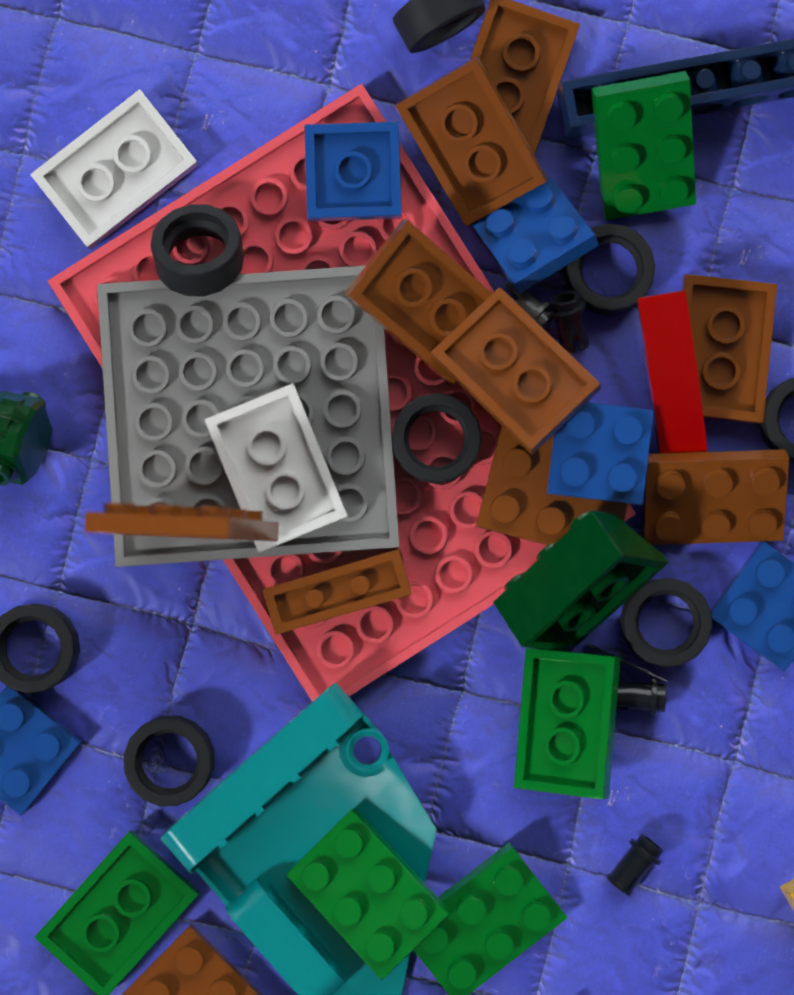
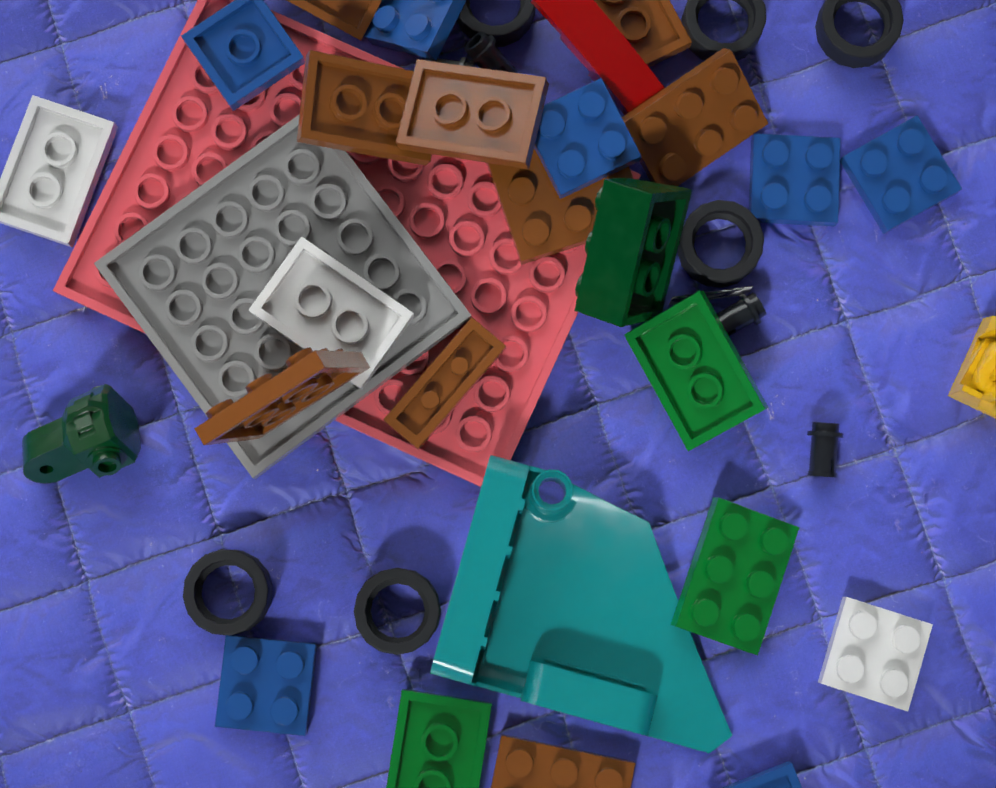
camera: 35 degrees left, 5 degrees down
(191, 222) = (145, 164): black tyre -> none
(368, 893) = (628, 610): green plate -> none
(442, 403) = (445, 179): black tyre -> none

